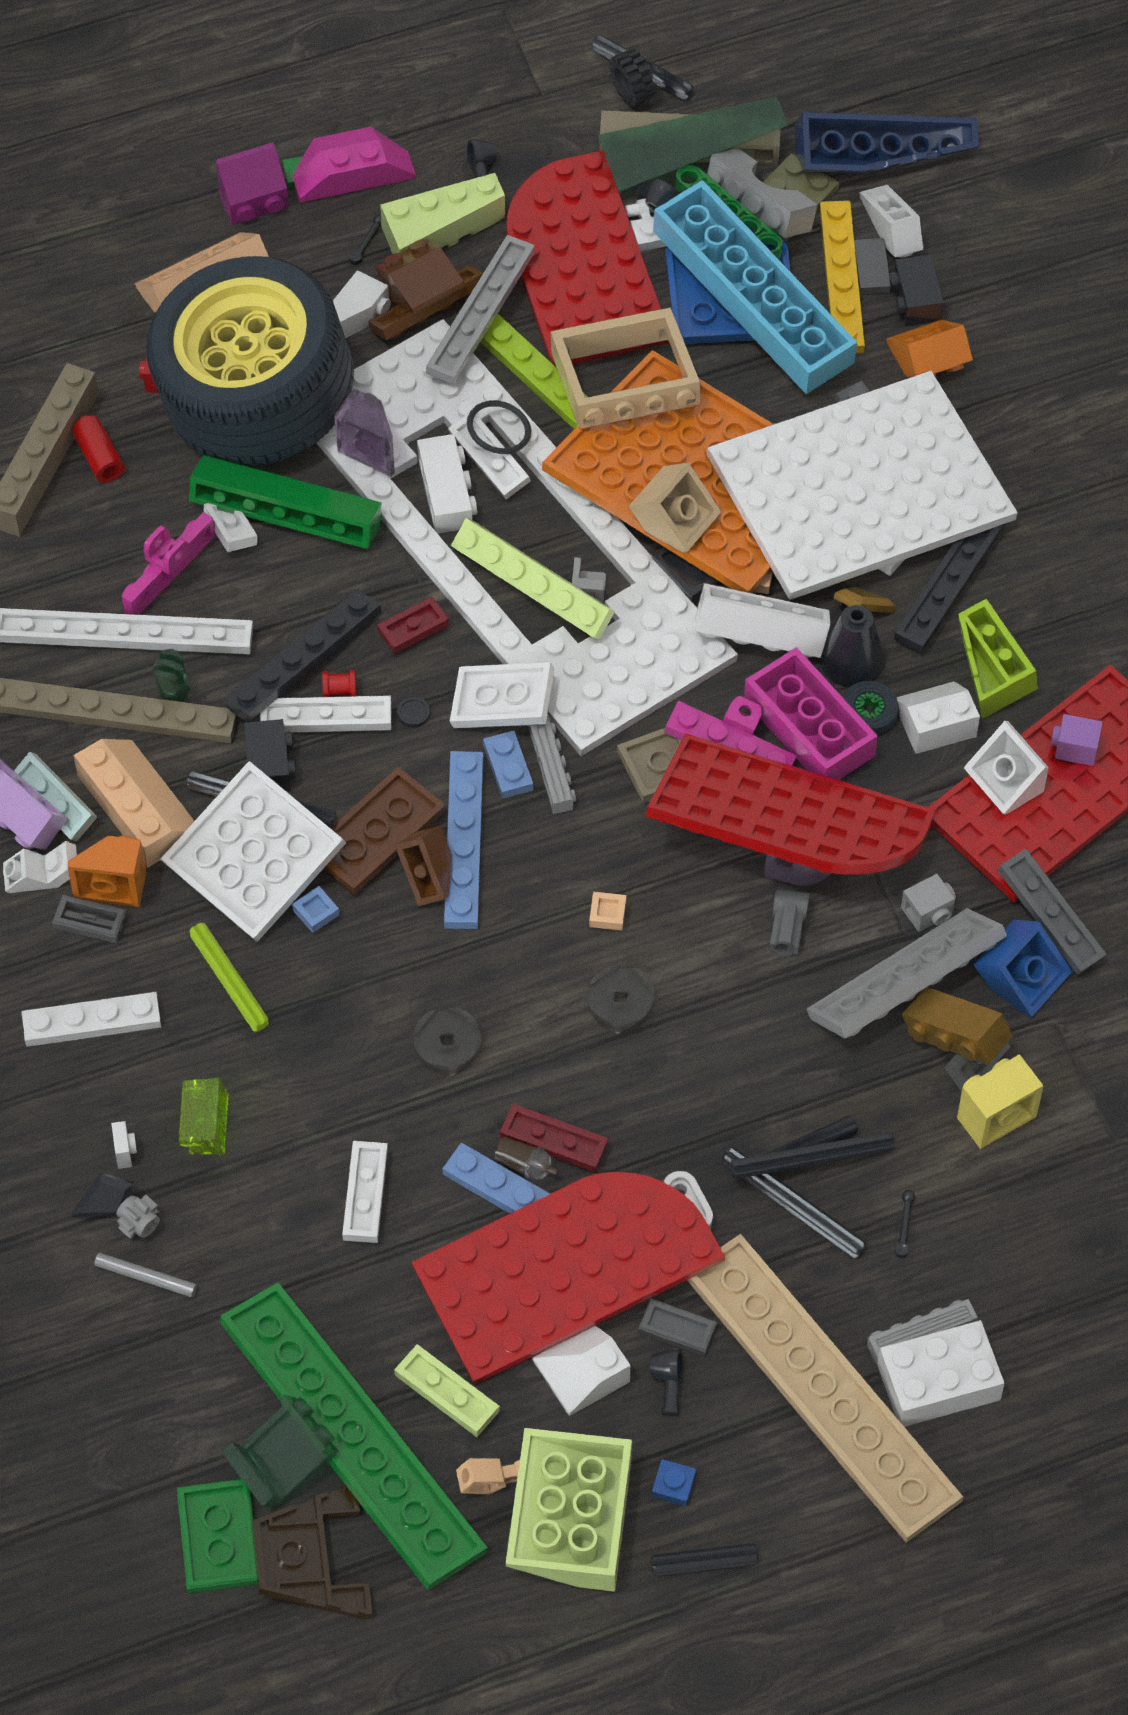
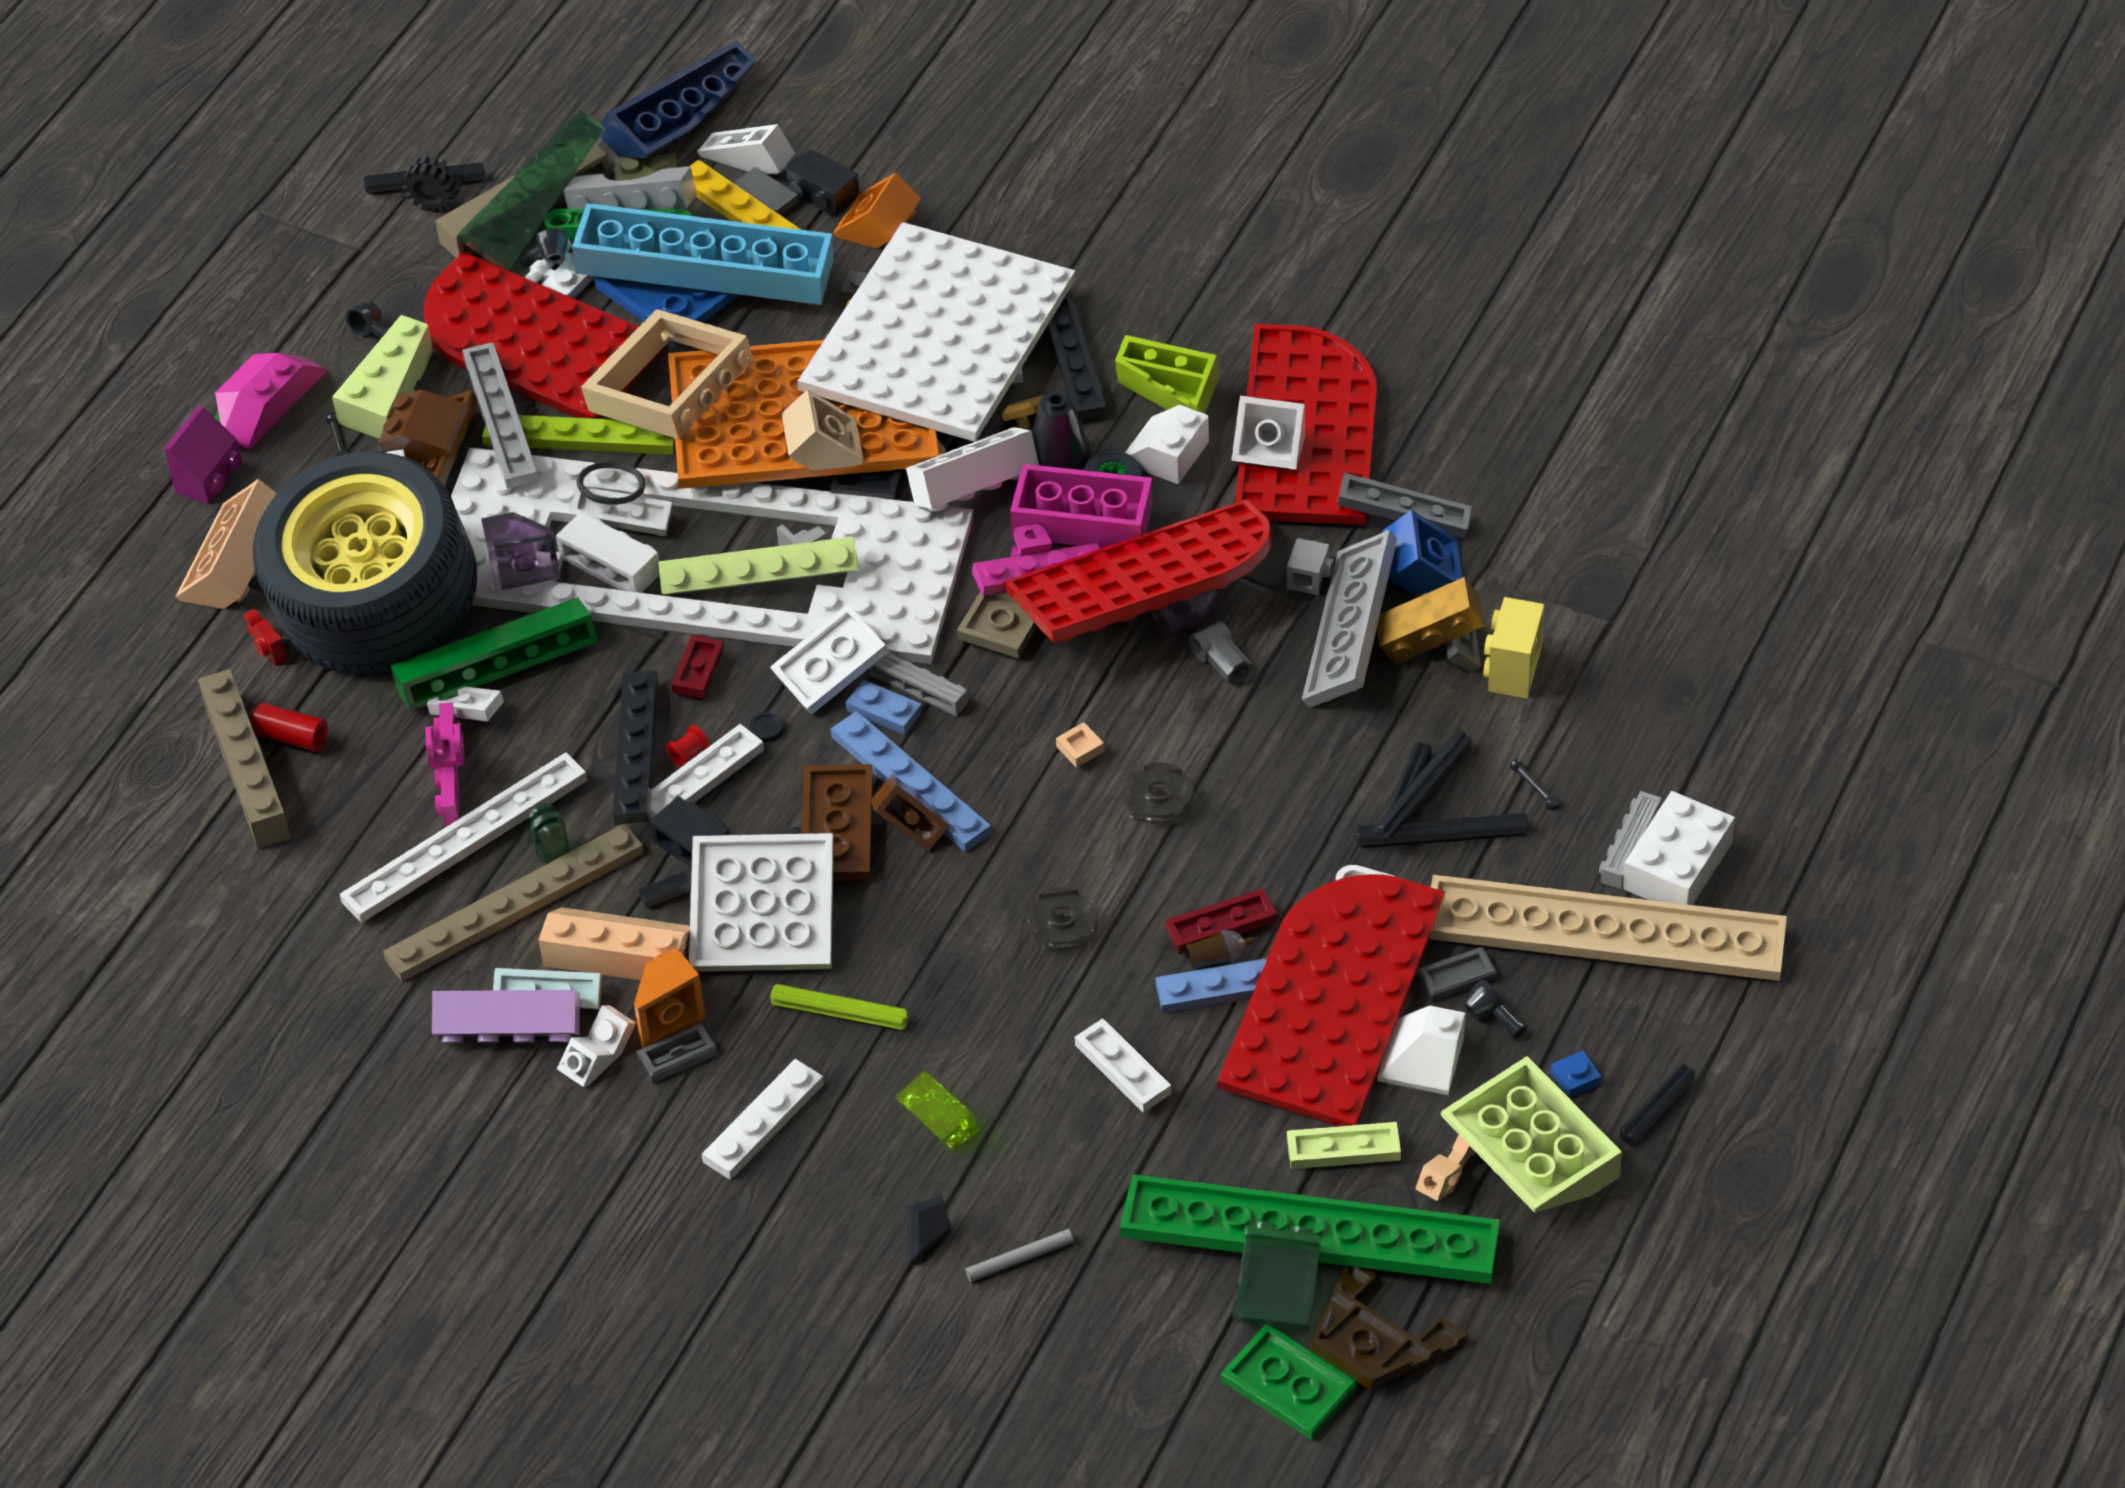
camera: 40 degrees left, 10 degrees down
(124, 1144) = (896, 1179): white plate -> none
(138, 1216) = (970, 1216): light grey gear -> none
(315, 909) = (854, 909): medium blue plate -> none
(1077, 739) = (1294, 380): medium lavender brick -> none

